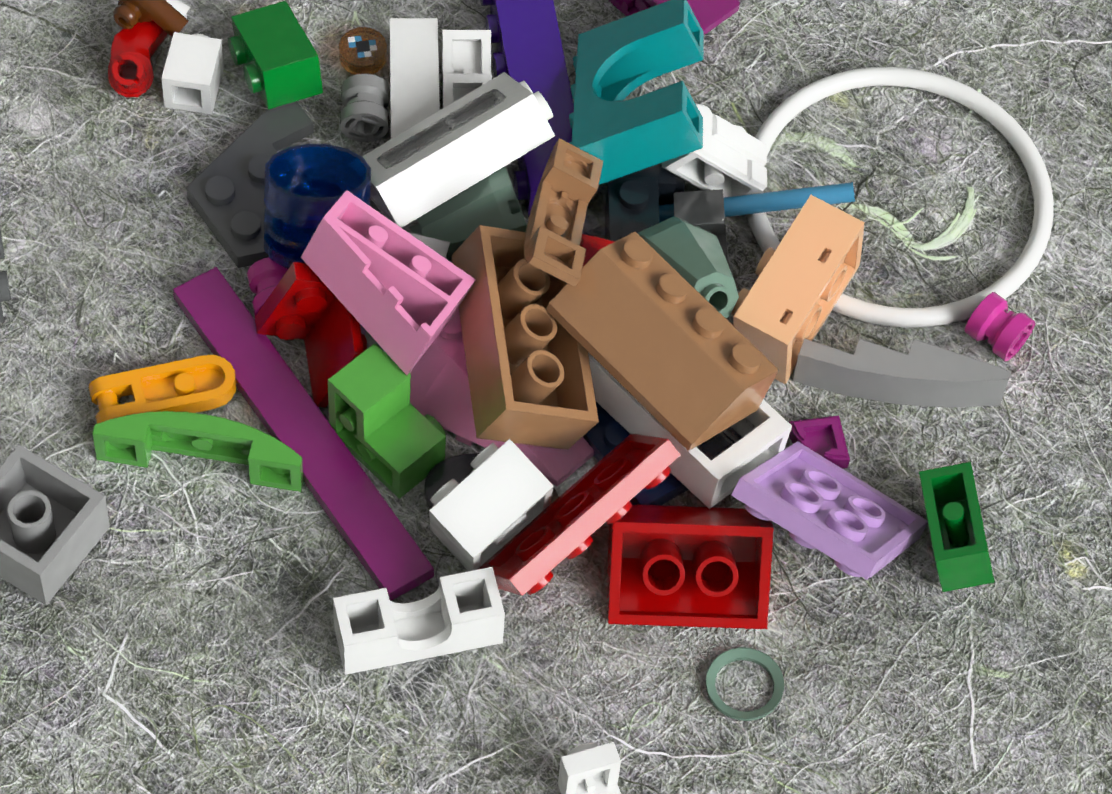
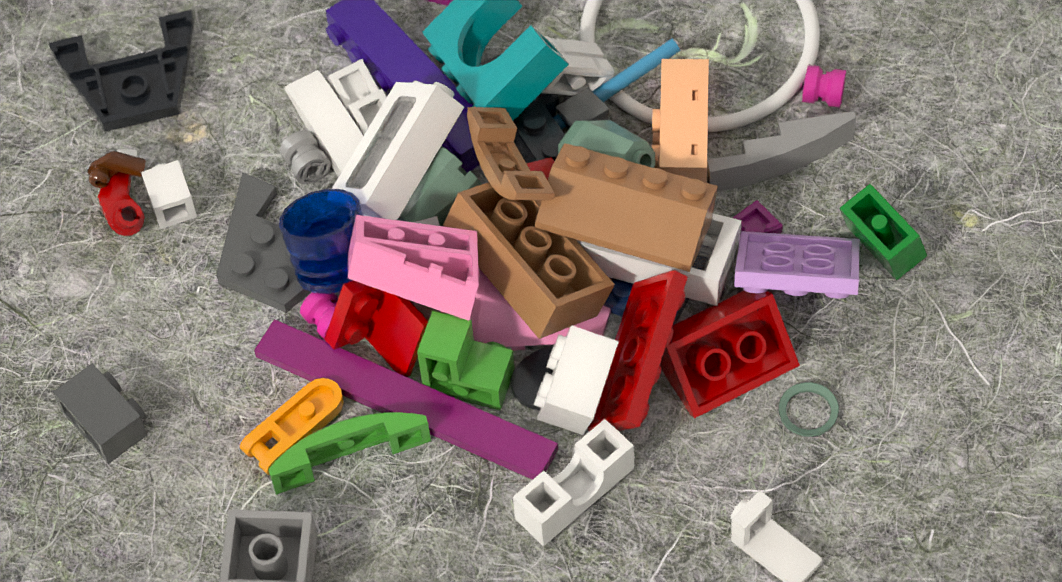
camera: 20 degrees left, 0 degrees up
(275, 55) = (221, 151): green brick -> none
(362, 51) = (275, 119): clear orange tile -> none

